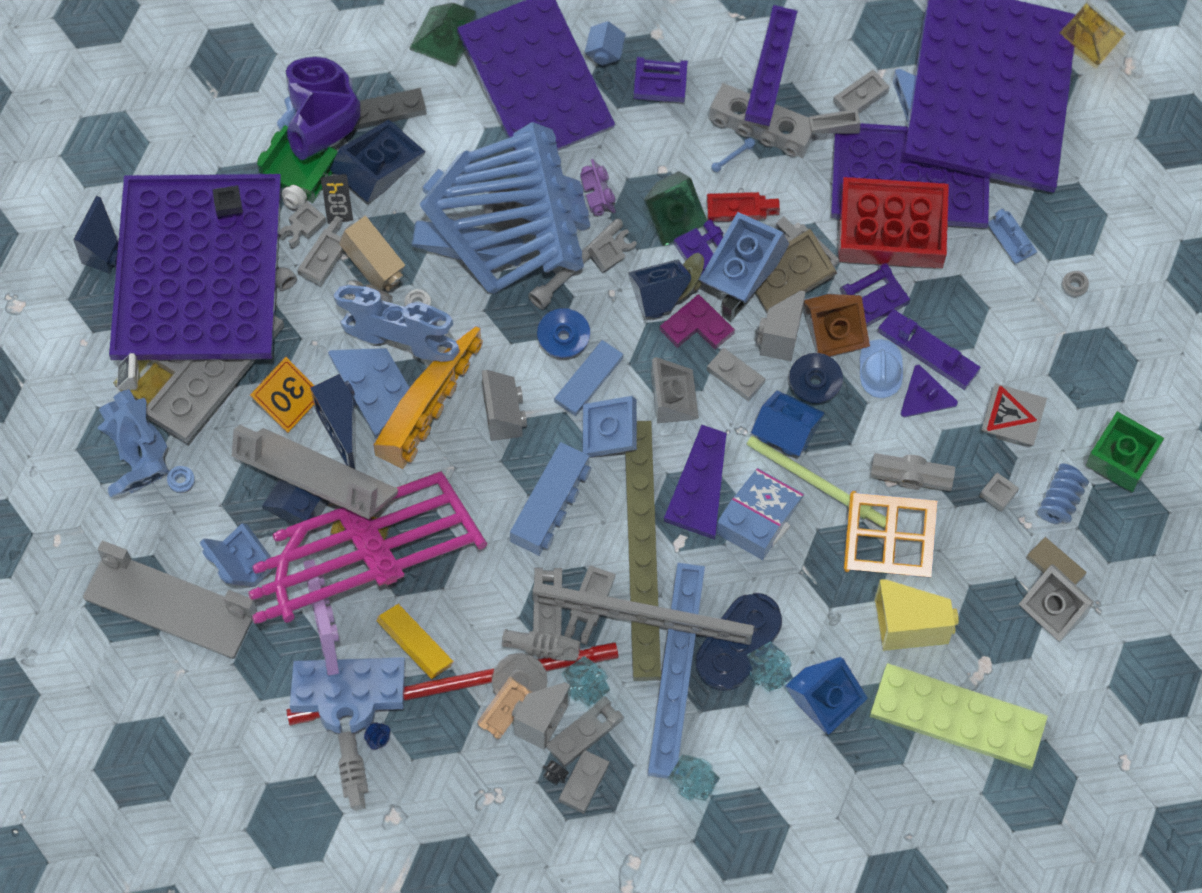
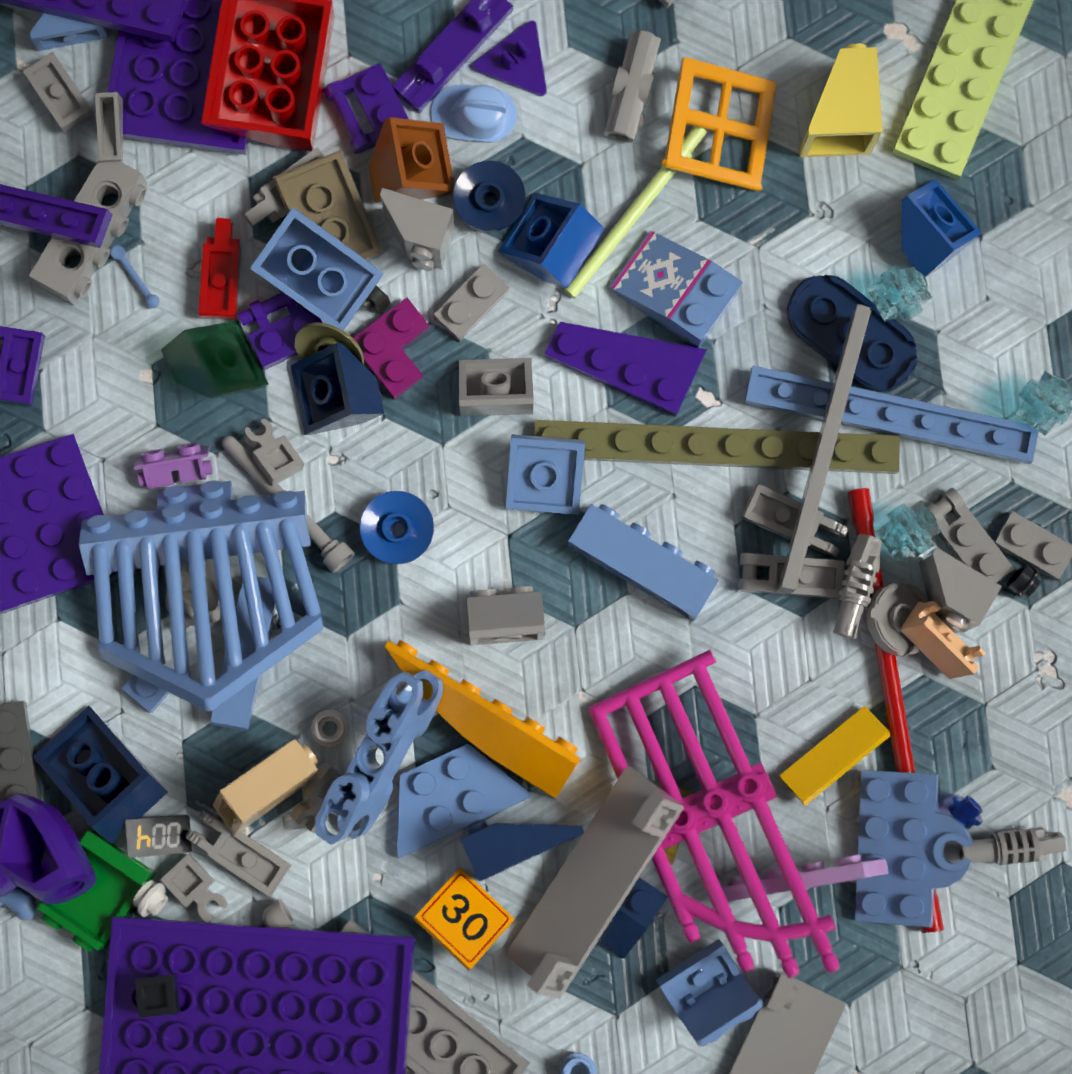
camera: 90 degrees left, 15 degrees up
(588, 378) = (462, 499): medium blue tile -> none

